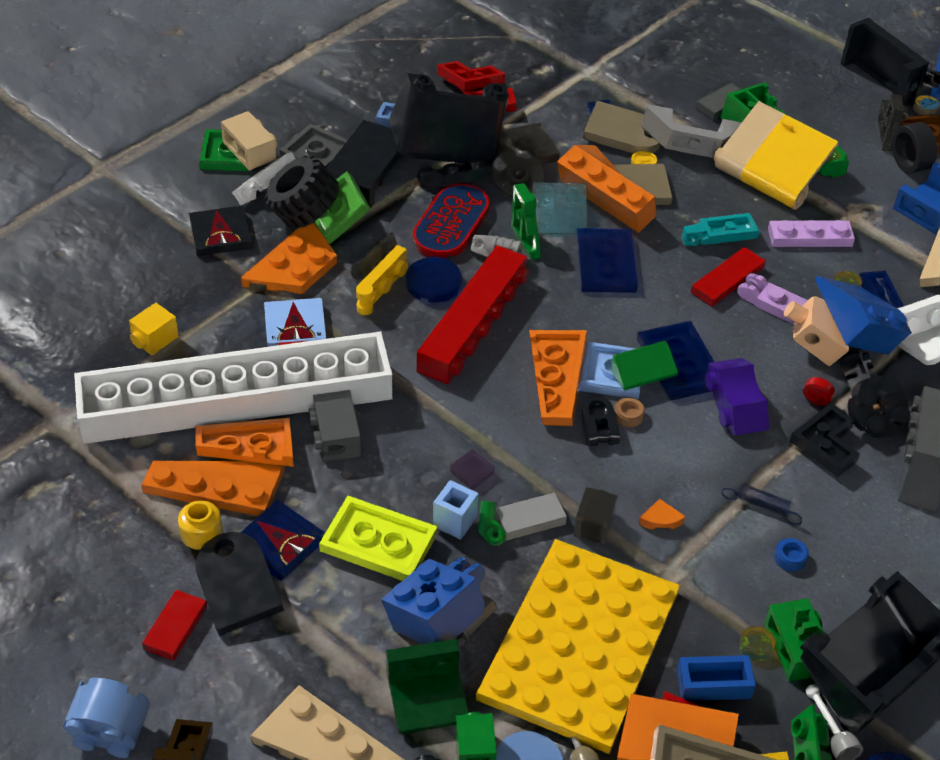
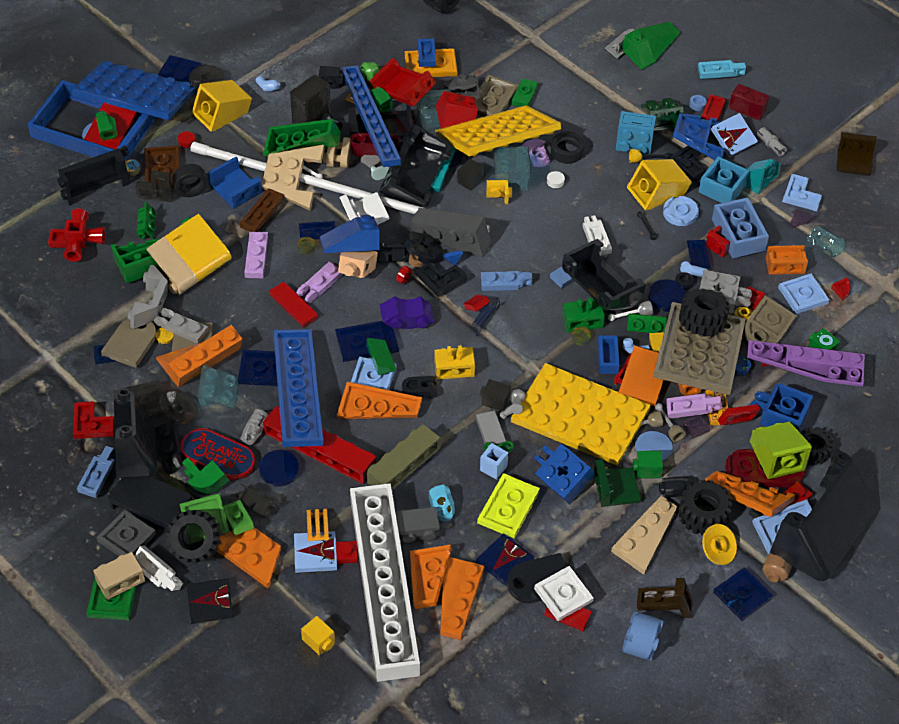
camera: 85 degrees left, 5 degrees up
(198, 605) = (563, 593): none -> white plate
(199, 523) = (500, 596): yellow head -> none
(334, 317) = (317, 515): none -> light orange tile
(344, 240) = (238, 517): none -> bright green plate
(379, 456) = (441, 499): none -> medium azure rock
(381, 279) = (283, 496): yellow plate -> none
(406, 202) = (207, 480): none -> green brick
(451, 402) = (404, 458): none -> olive brick
(467, 78) = (54, 432): red plate -> none
(472, 469) = (452, 456): clear purple tile -> none
(525, 220) = (236, 404): green wing -> none
(559, 272) = (297, 388): none -> blue plate
(596, 545) = (516, 397): none -> light grey piece
(629, 412) = (409, 370): medium nougat tile -> none
(653, 460) = (454, 362): none -> yellow brick
(655, 167) = (181, 325): none -> light grey hinge
(661, 516) = (493, 366): orange tile -> none
(713, 104) = (105, 279): dark grey tile -> none
(721, 230) = (250, 299): teal hinge -> none
(747, 722) = (628, 345): none -> light blue arm
(782, 62) = (75, 235): none -> red brick
(786, 486) = (476, 303): none -> red tile
(791, 554) = (522, 311): blue tile -> none
(835, 124) = (146, 221): none -> green hinge
(851, 527) = (505, 280): none -> medium blue hinge
(879, 454) = (452, 257): none -> blue slope
(894, 230) = (262, 210): none -> reddish brown plate

